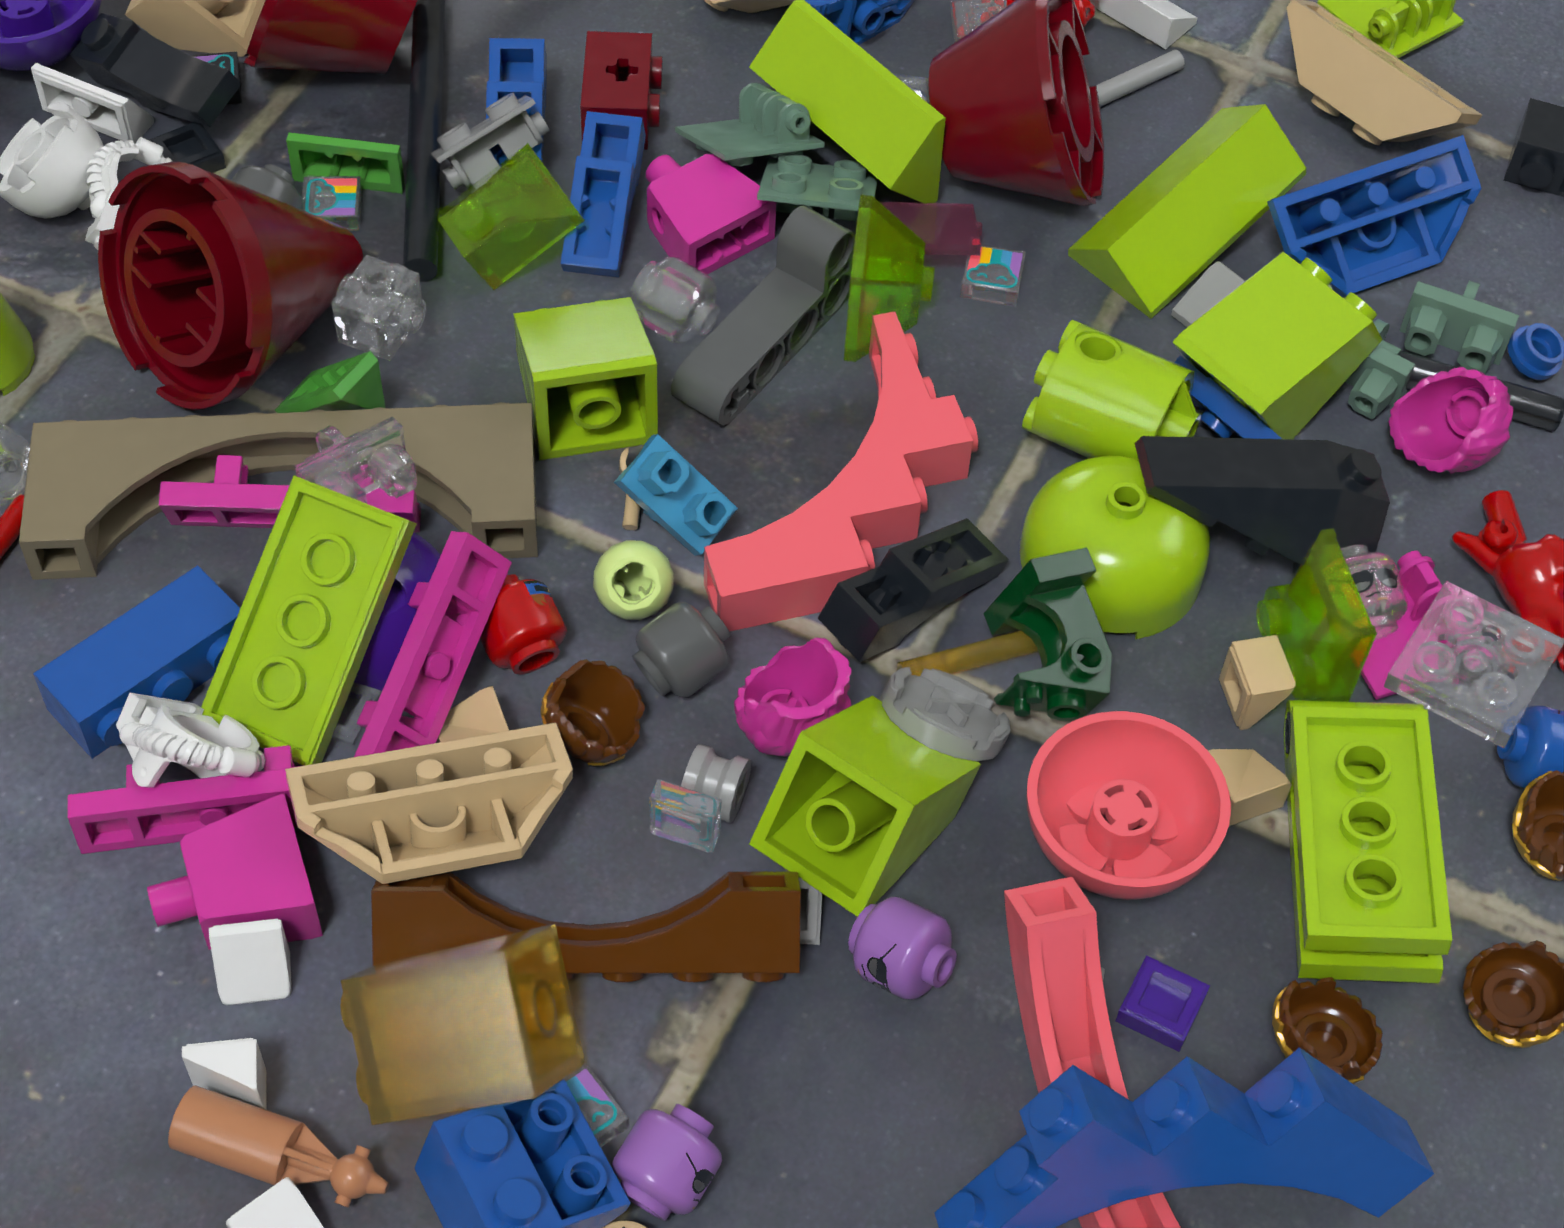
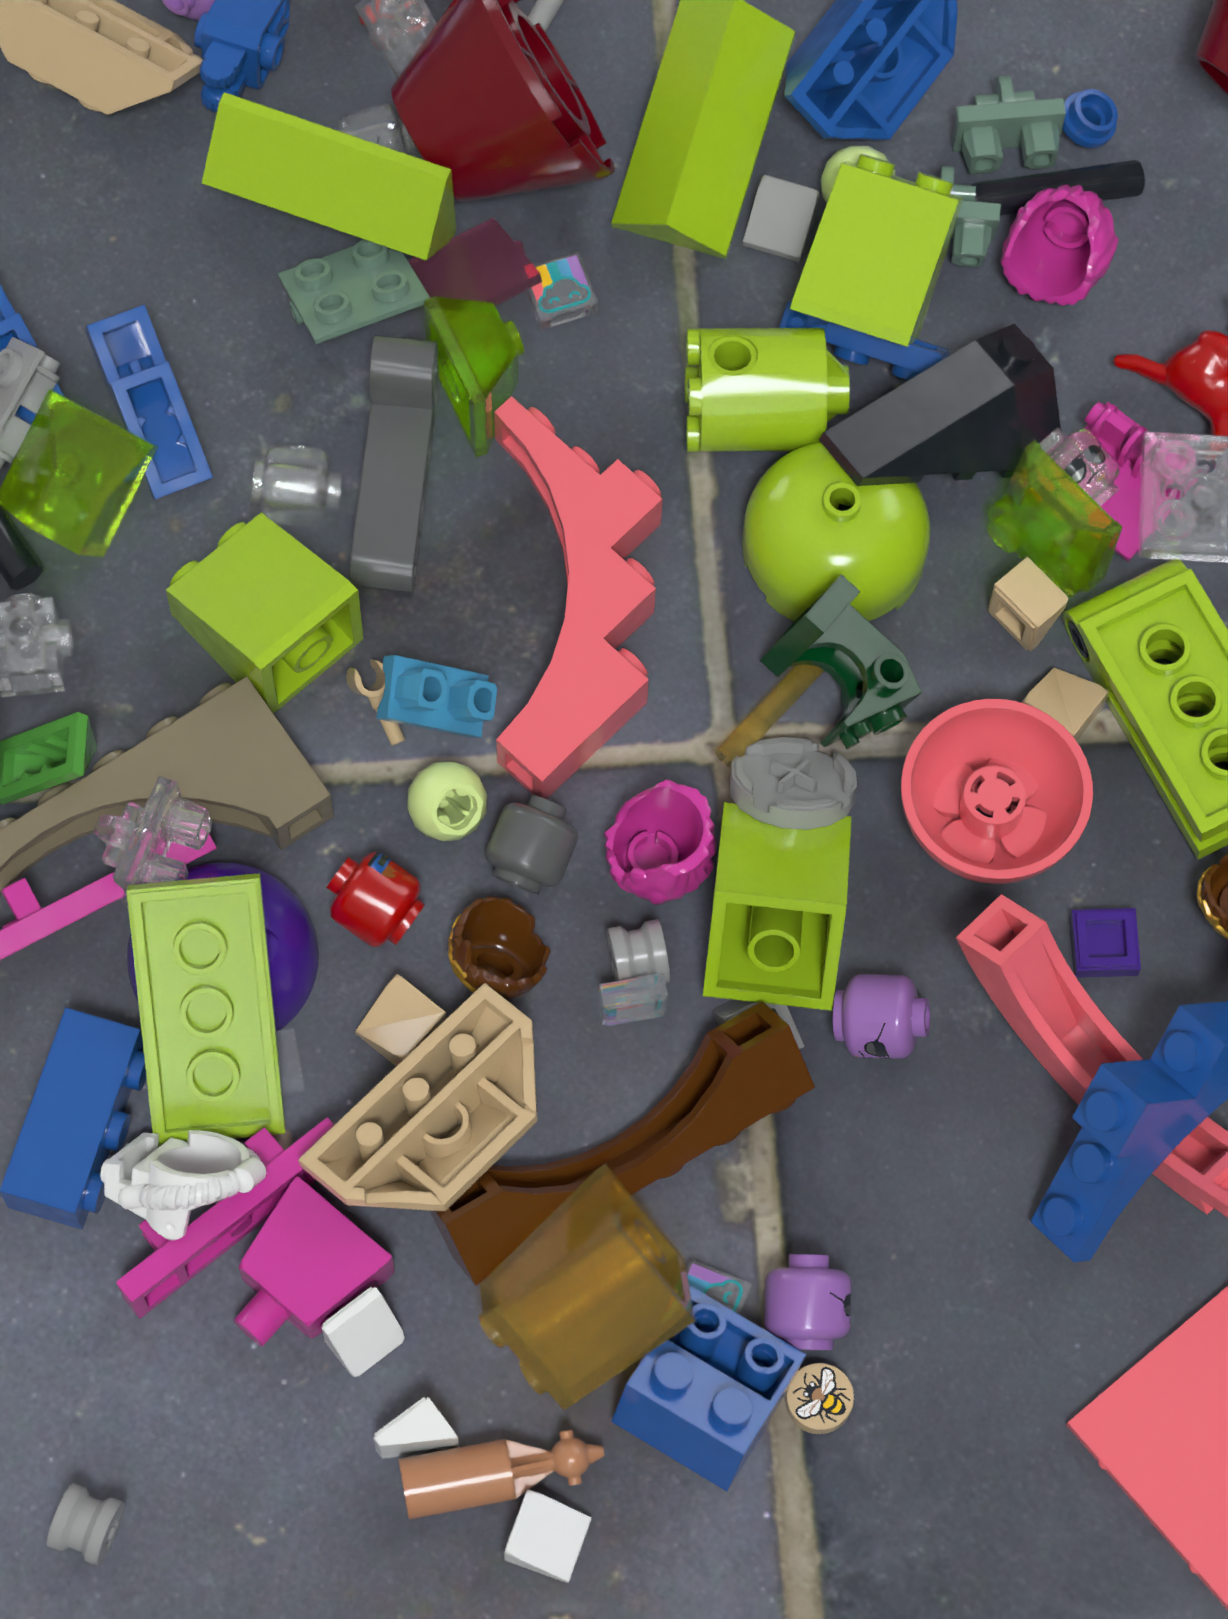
camera: 30 degrees left, 15 degrees up
(436, 647) = (338, 981): dark pink hinge -> none
(621, 77) = (59, 245): dark red brick -> none
(706, 211) = (253, 370): dark pink torso -> none
(765, 126) = (247, 255): sand green hinge -> none
(909, 586) = (689, 672): black slope -> none
(1503, 522) = (1154, 333): red arm -> none

